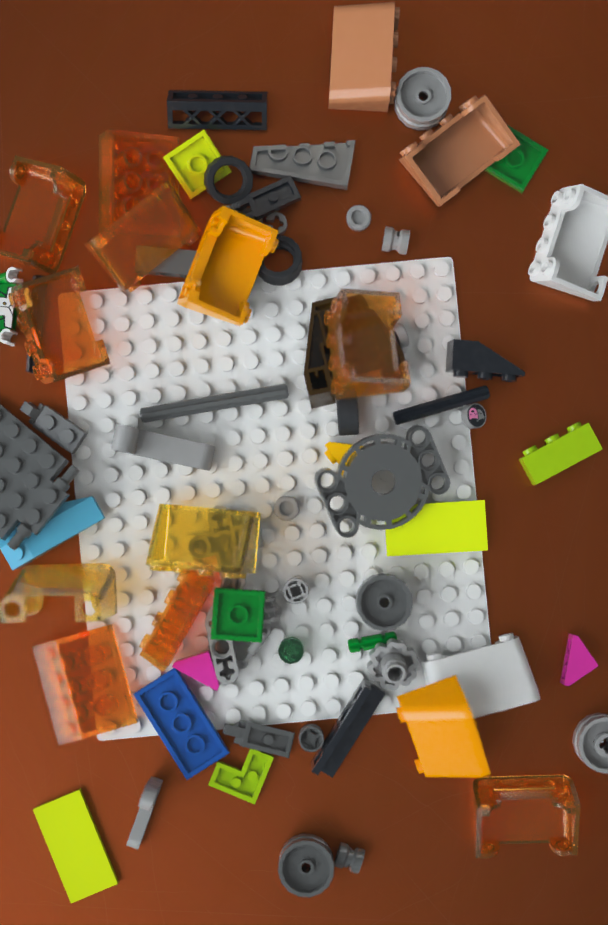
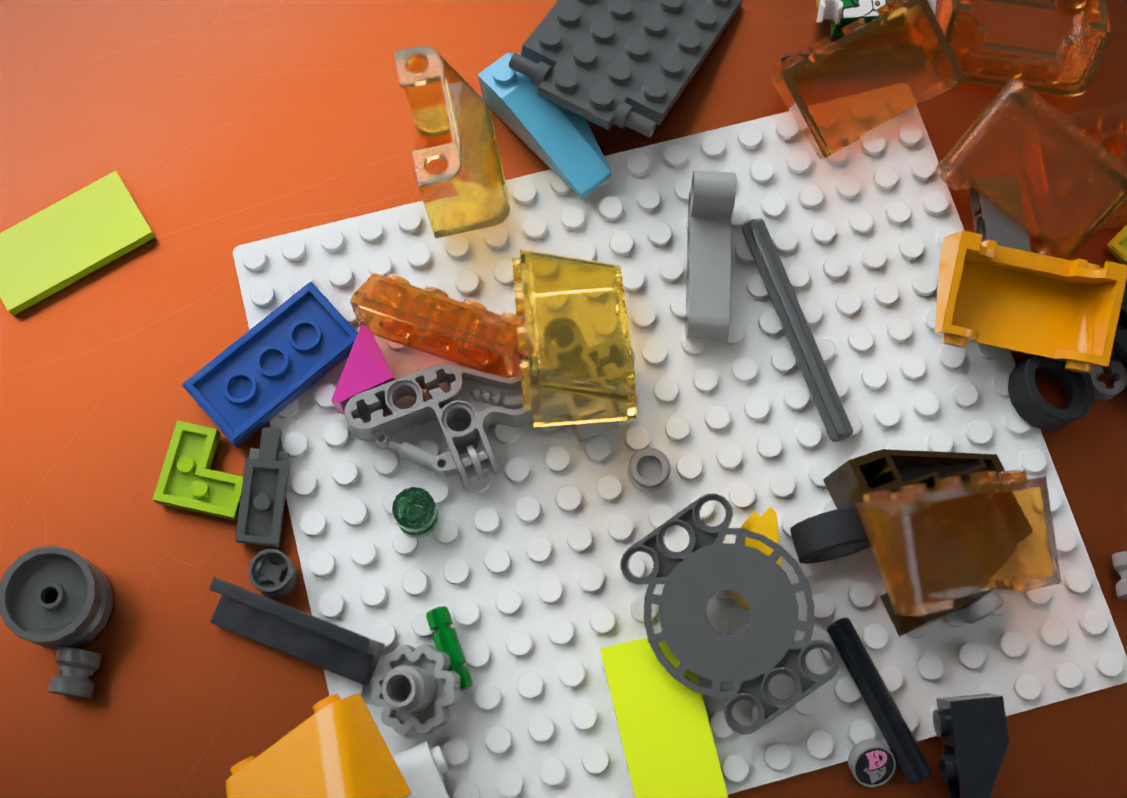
camera: 80 degrees right, 15 degrees down
(55, 426) = (707, 107): dark grey hinge -> none
(85, 684) = (316, 207): clear orange slope -> none
(143, 816) = (141, 326): light grey beam -> none
(238, 614) = (461, 411): green tile -> none
(295, 590) = (515, 512): light grey wheel -> none
(398, 606) = (532, 627): dark grey wheel -> none

